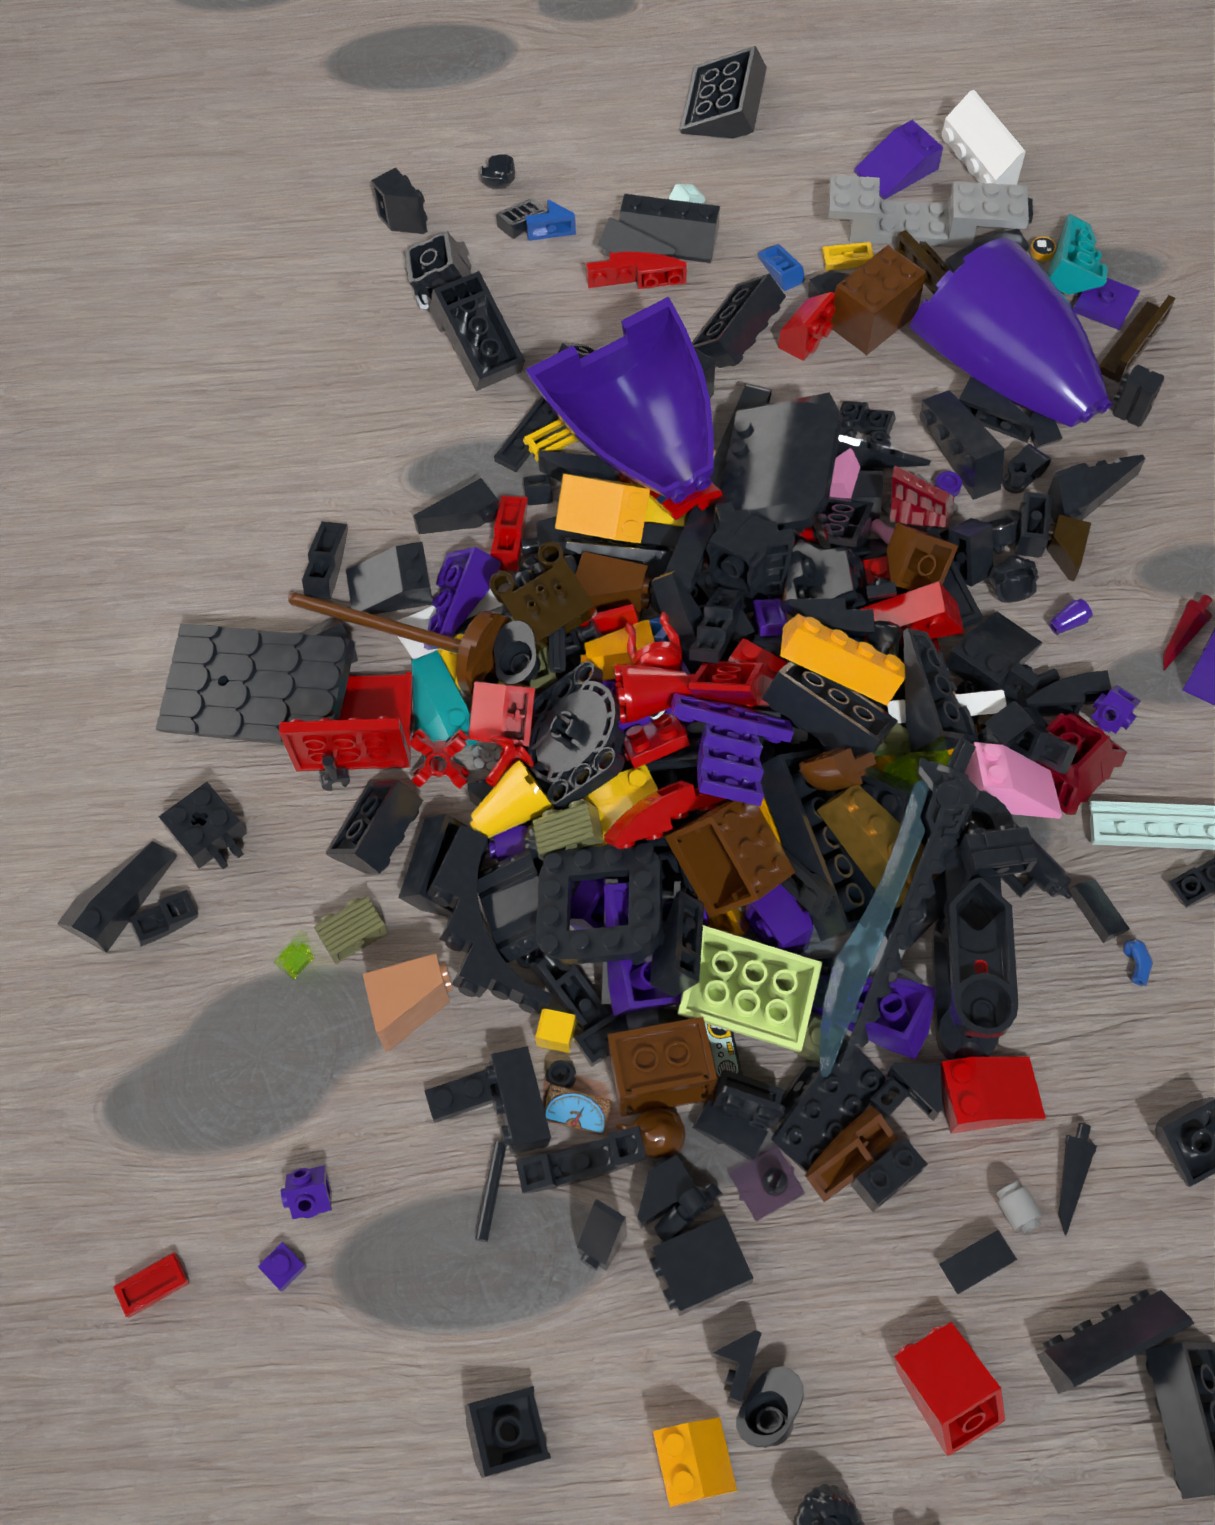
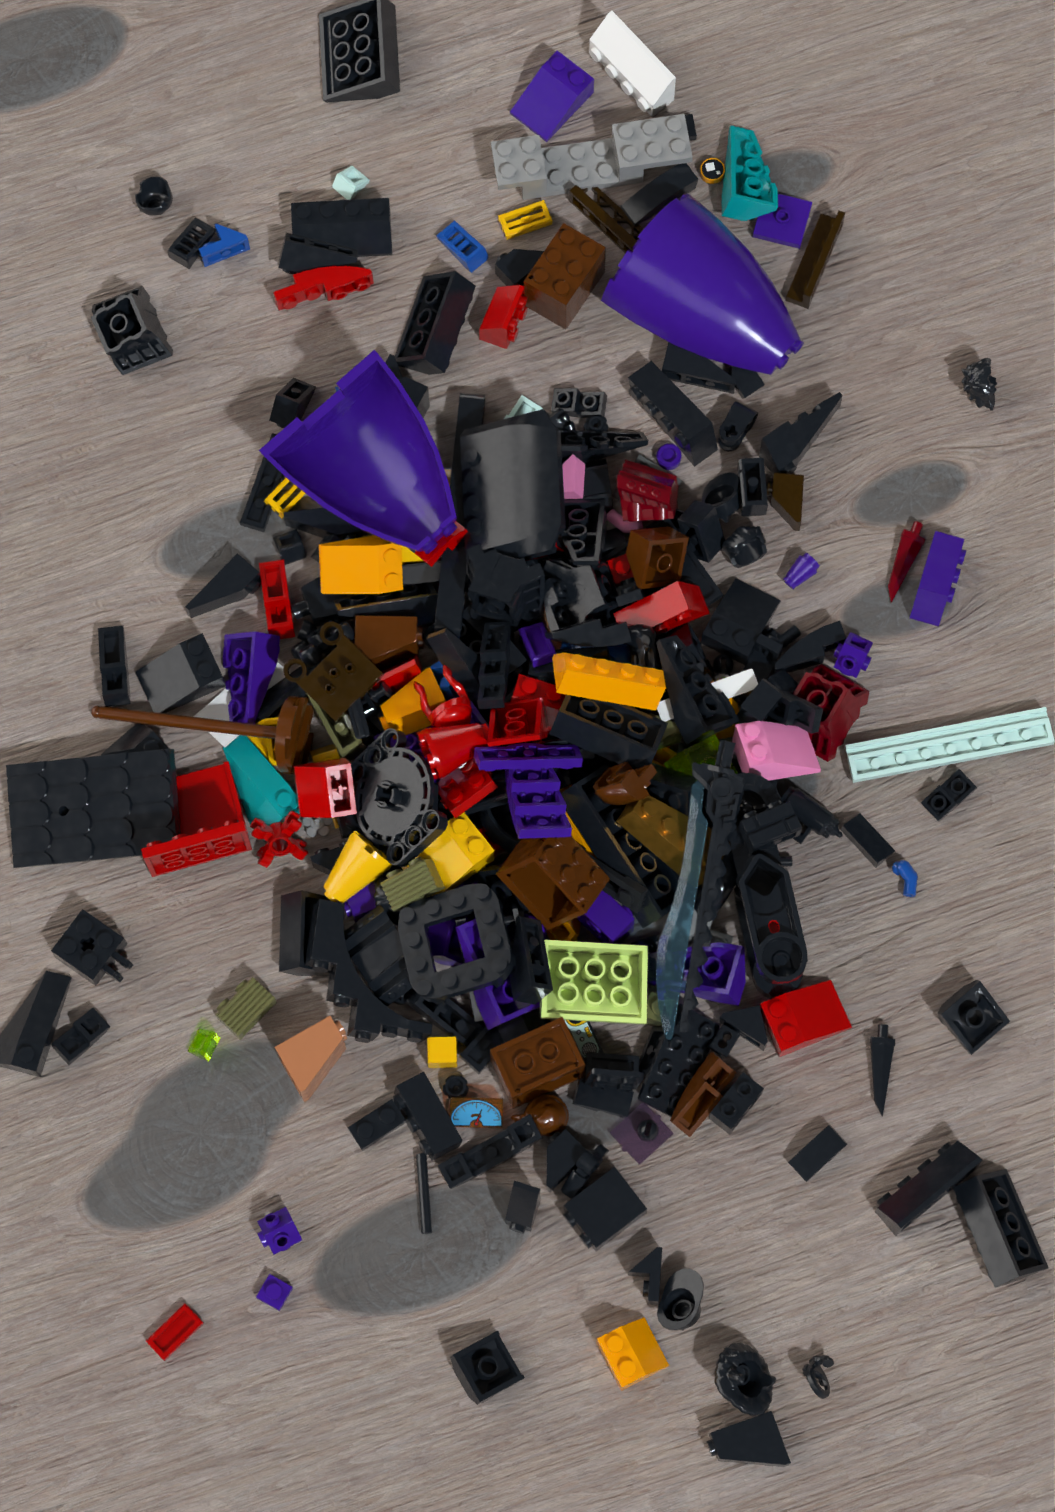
camera: 15 degrees left, 10 degrees up
(333, 774) = (189, 874): black bar -> none
(375, 826) = (238, 912): black slope -> none
(399, 203) = (67, 260): black slope -> none
(476, 330) = (189, 396): black hinge -> none
(508, 757) = (341, 827): red plant -> none
(516, 654) = (323, 732): black piece -> none
(652, 814) = (482, 857): red slope -> none
(950, 1387) = (812, 1251): red slope -> none
(1019, 1207) = (842, 1103): light grey brick -> none
(1138, 395) = (825, 328): black brick -> none

